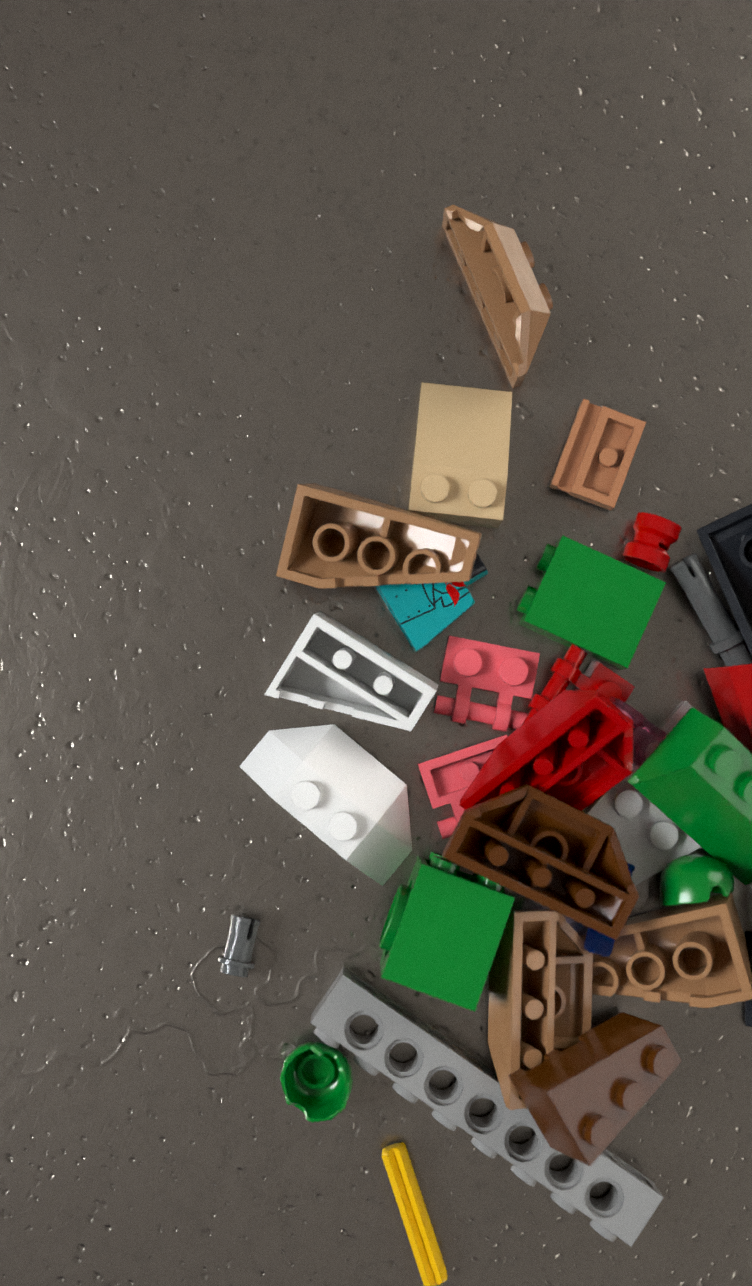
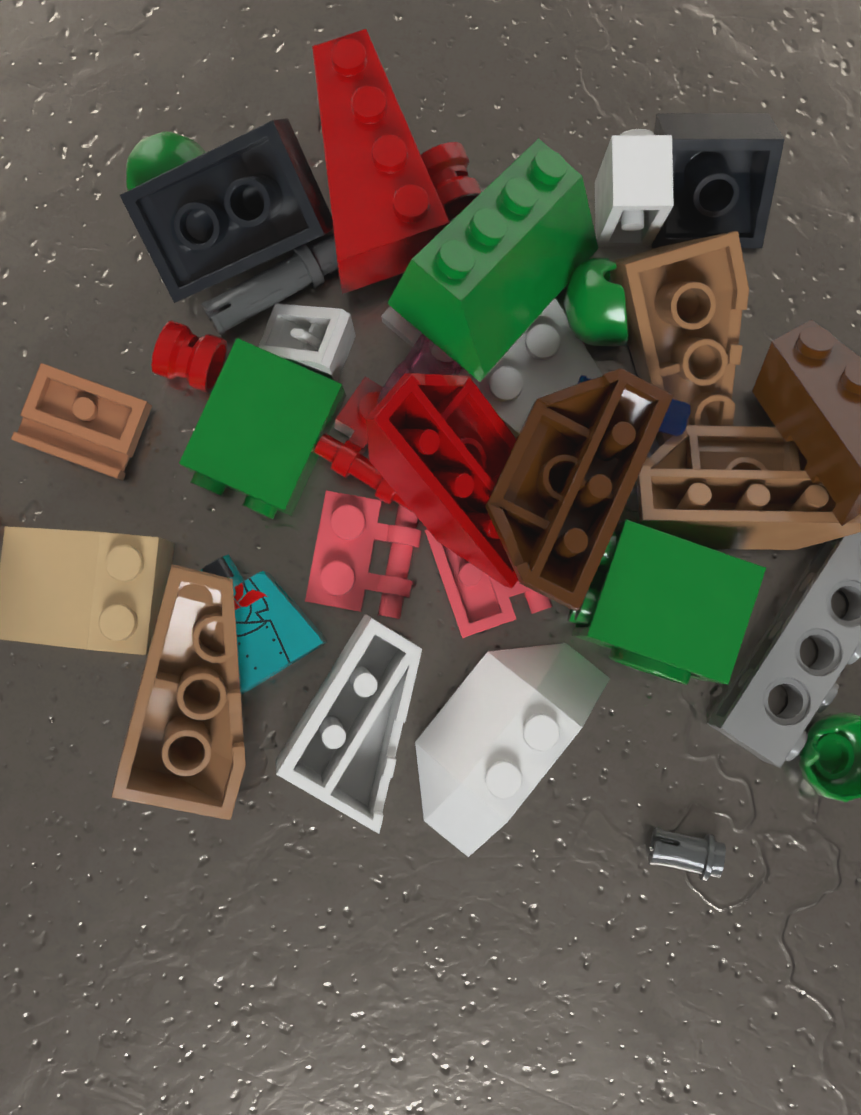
camera: 85 degrees left, 0 degrees up
(667, 640) = (310, 337): none -> white slope

